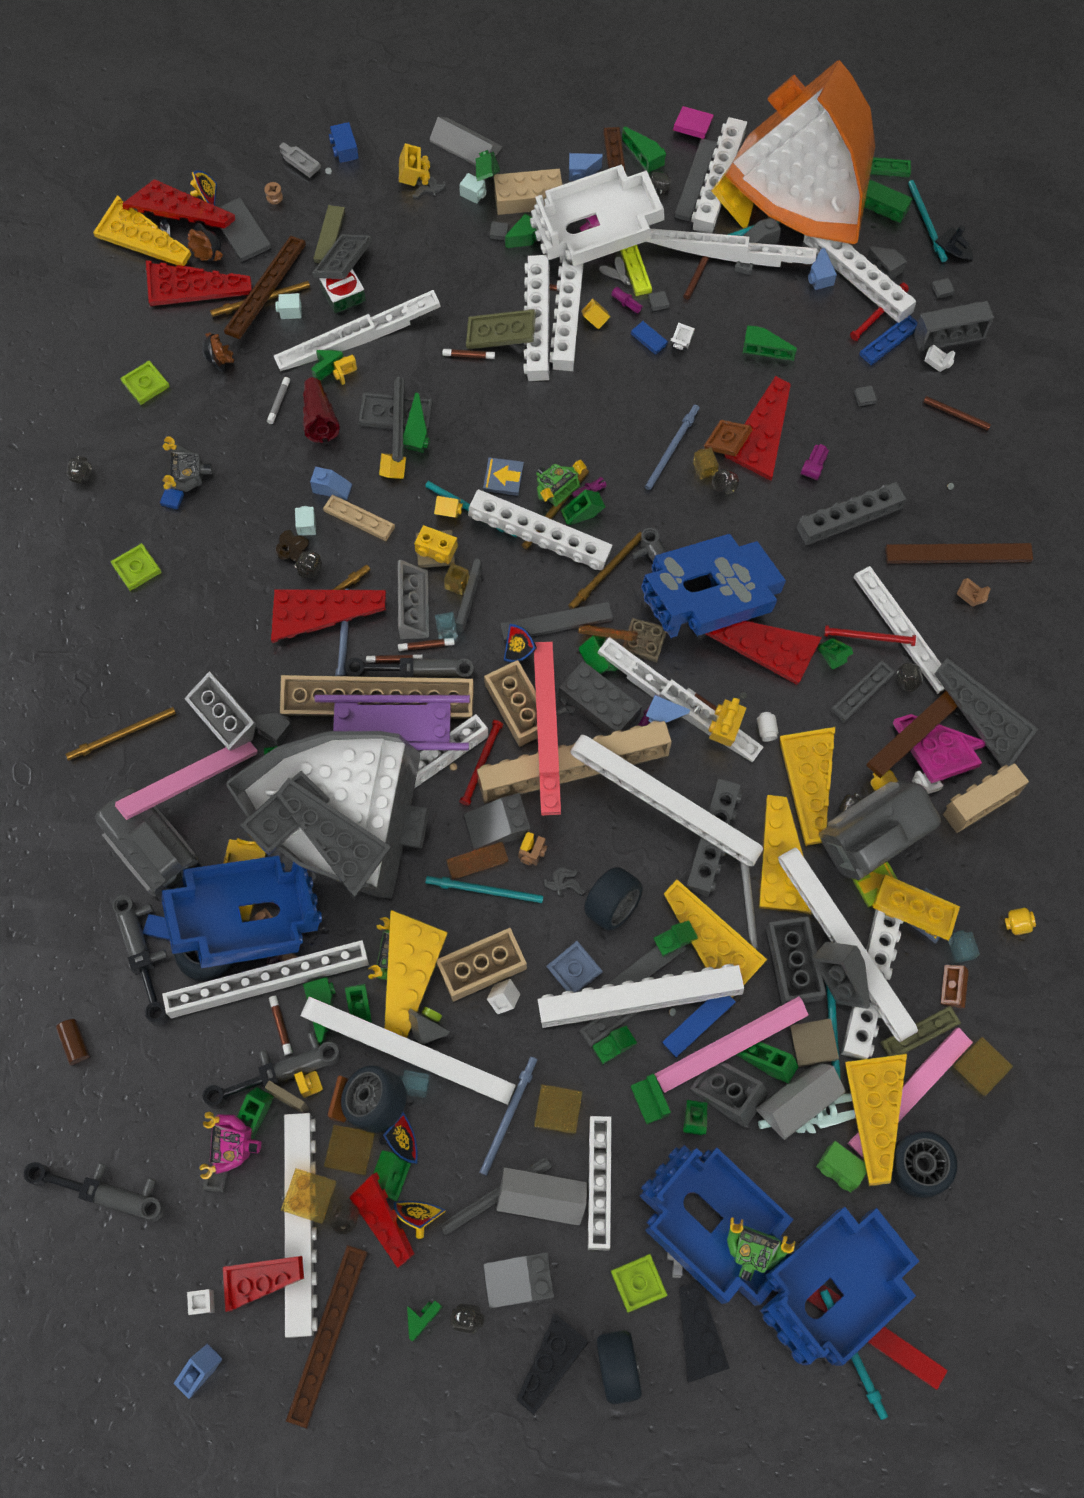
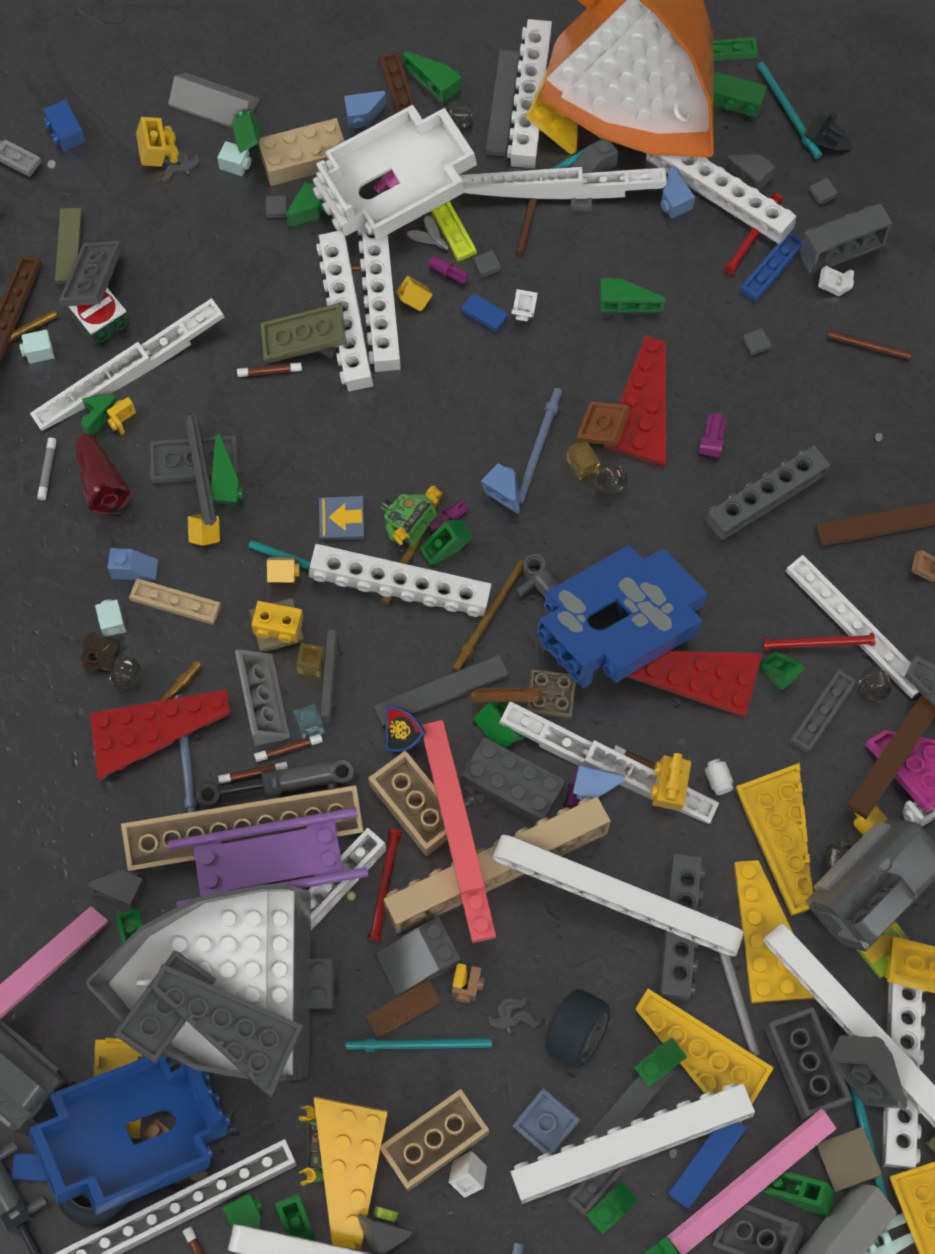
camera: 10 degrees left, 0 degrees up
(221, 712) = (55, 882): light grey slope -> none
(636, 472) = (502, 486): none -> medium blue slope
(693, 122) = (486, 31): dark pink tile -> none

